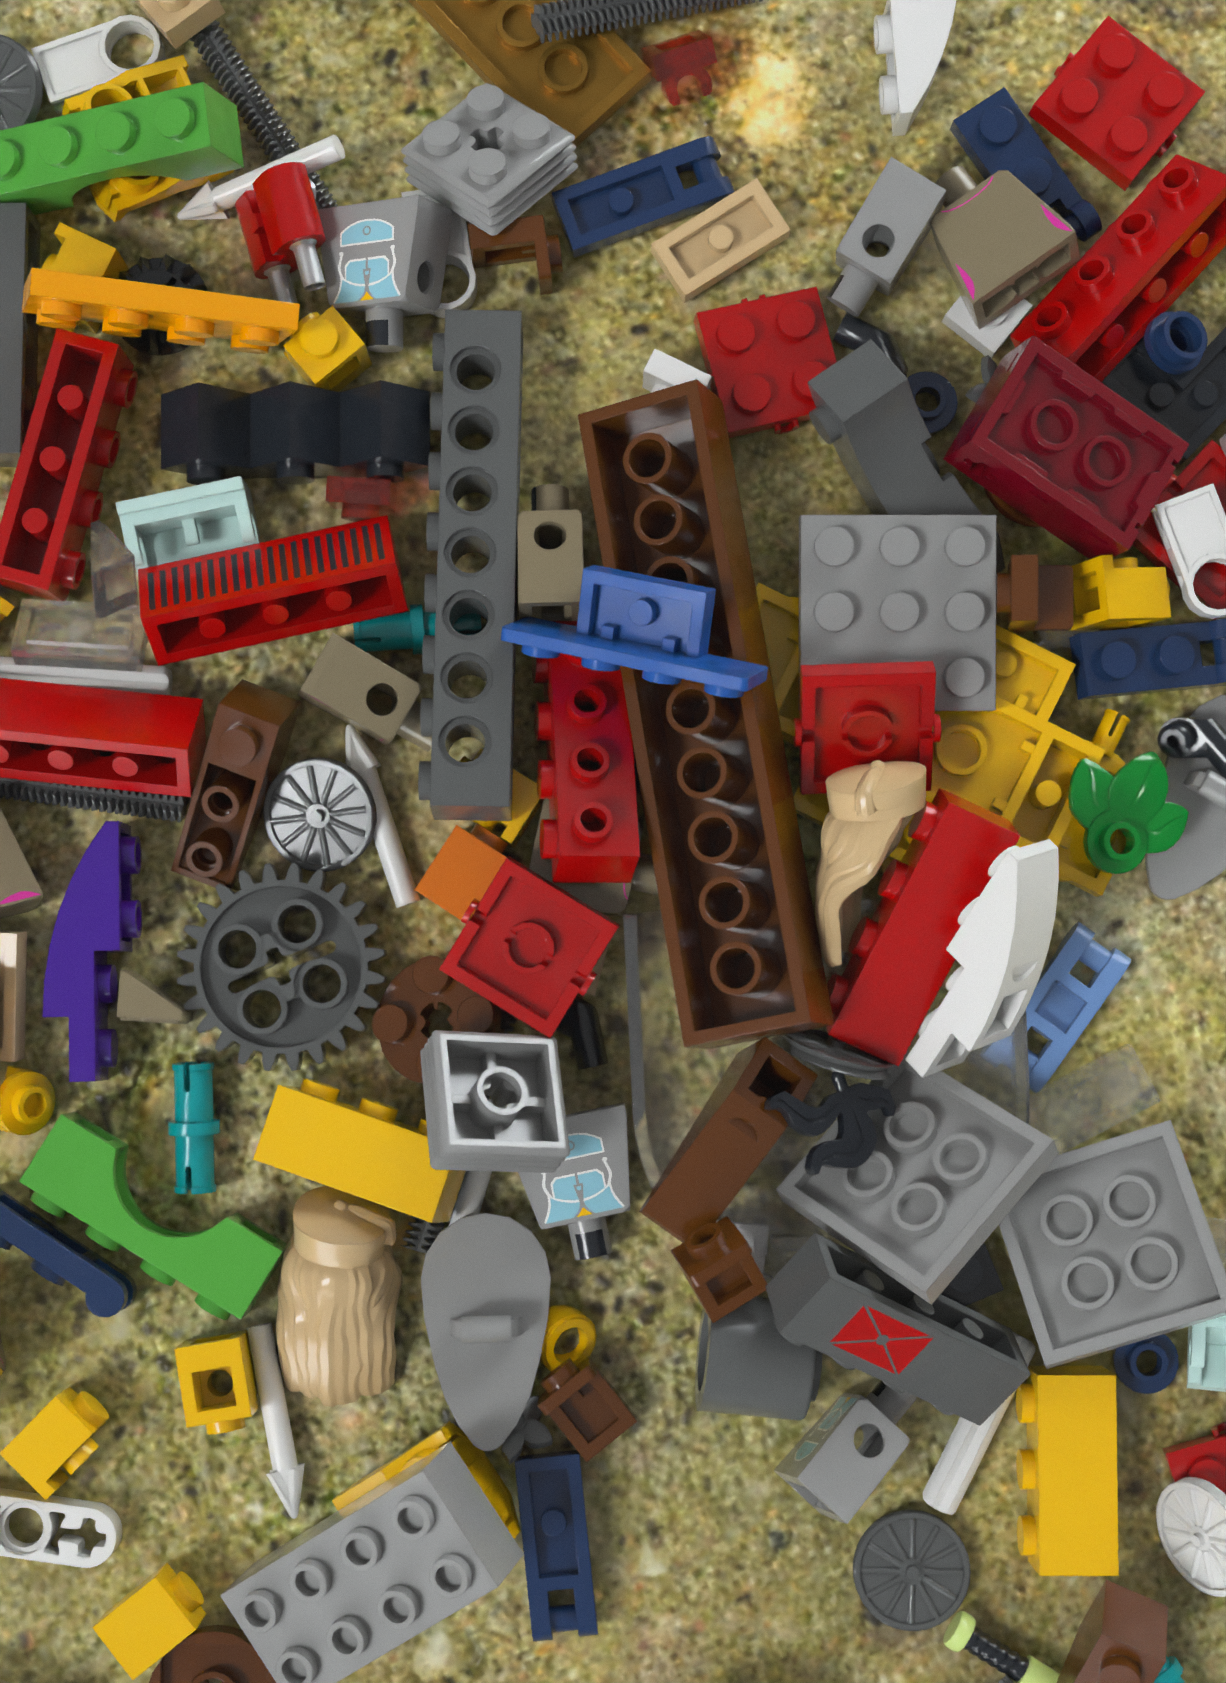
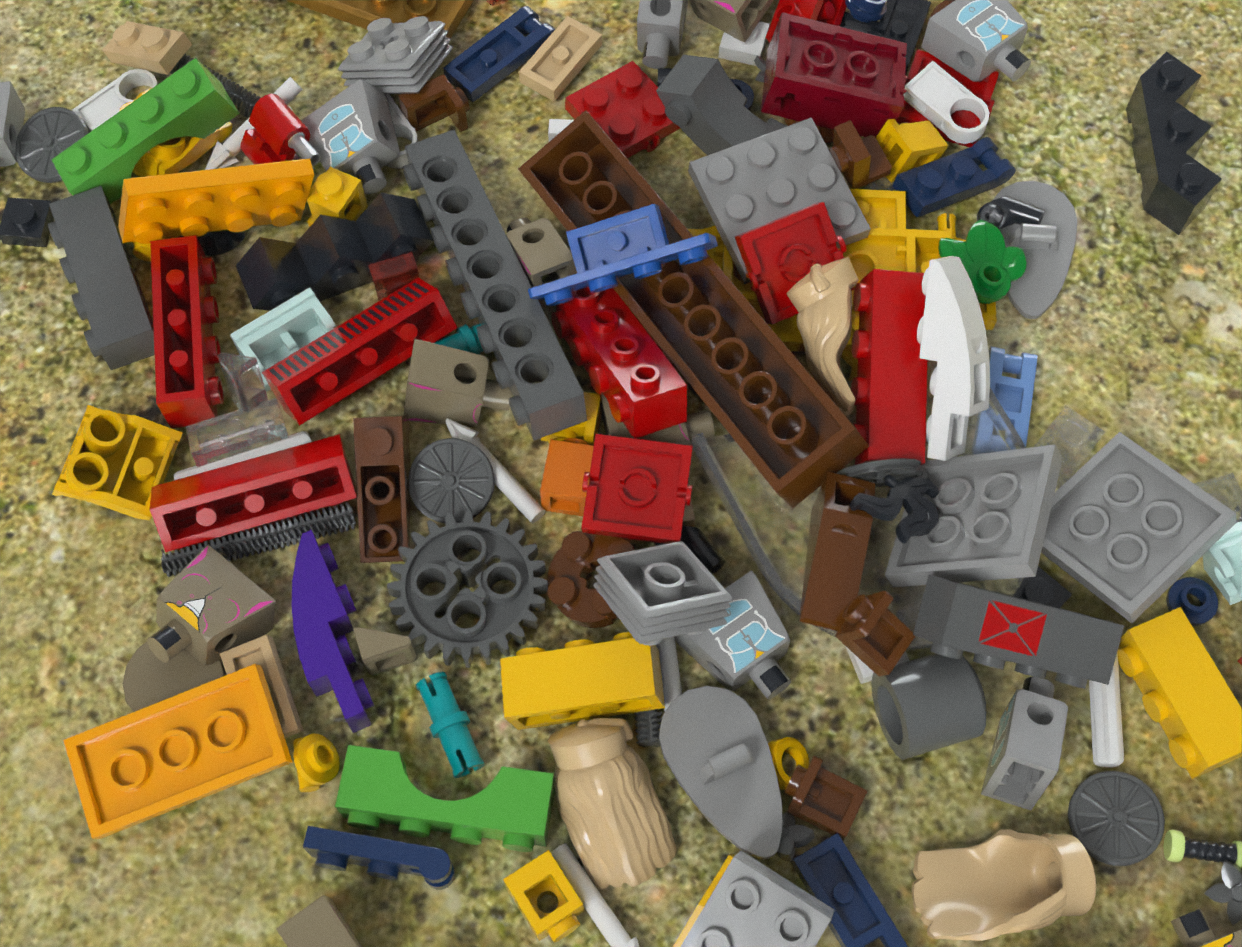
camera: 20 degrees left, 20 degrees down
(732, 1595) = (1002, 885): none -> tan hair

